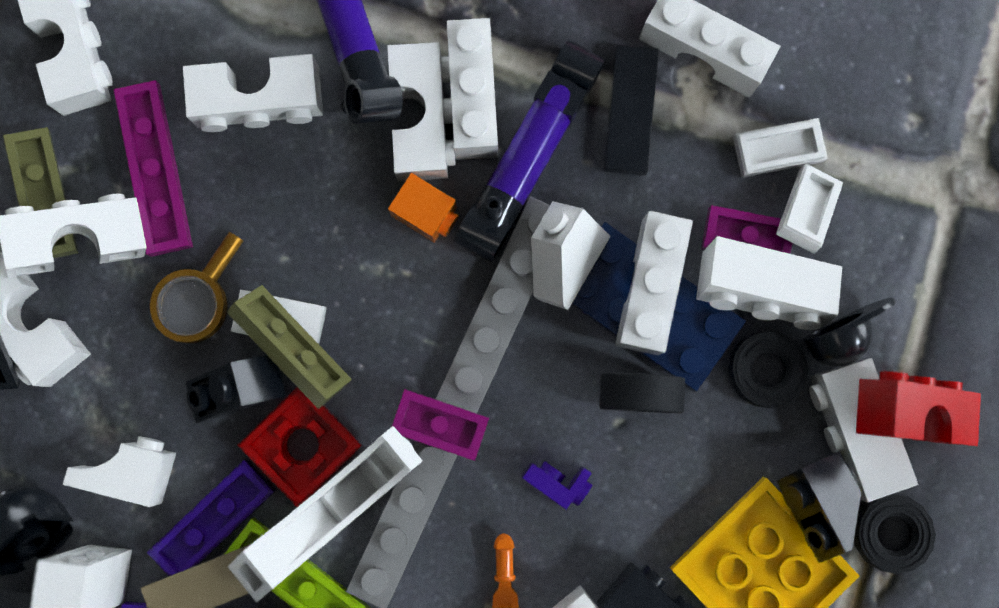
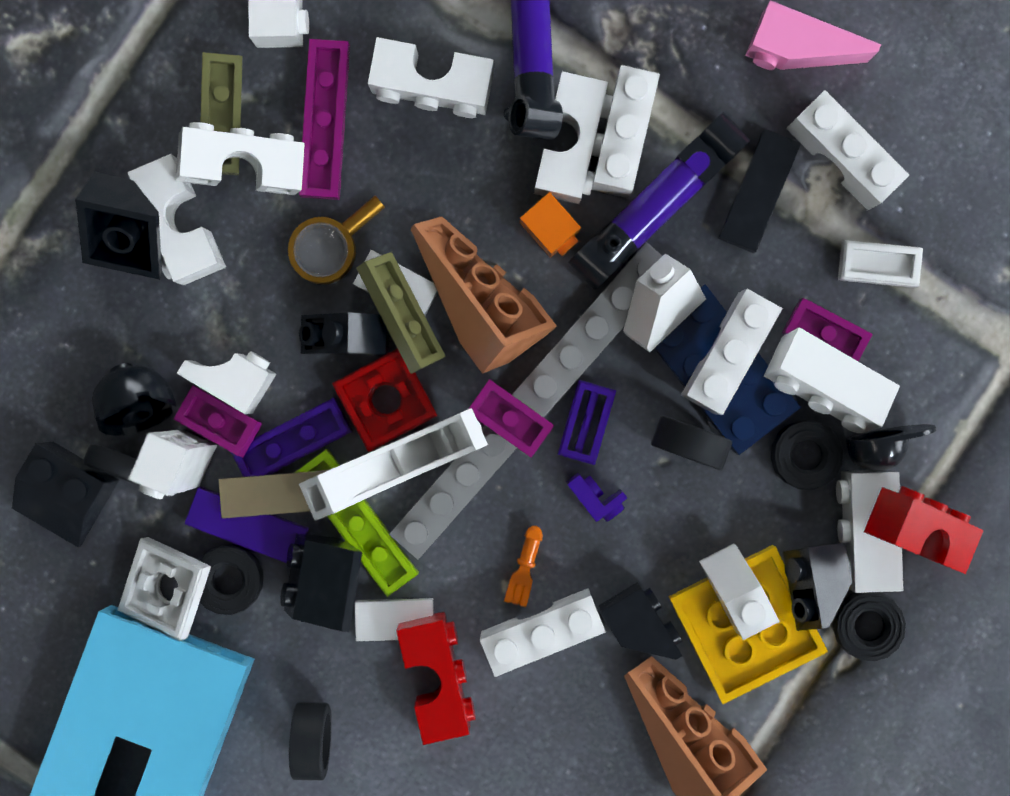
camera: 20 degrees right, 5 degrees up
(123, 524) = (217, 421): none -> magenta plate
(380, 317) = (485, 310): none -> nougat wedge
(524, 442) = (595, 391): none -> dark purple tile
(743, 539) = (739, 592): none -> white slope
(809, 208) = (888, 326): white tile -> none

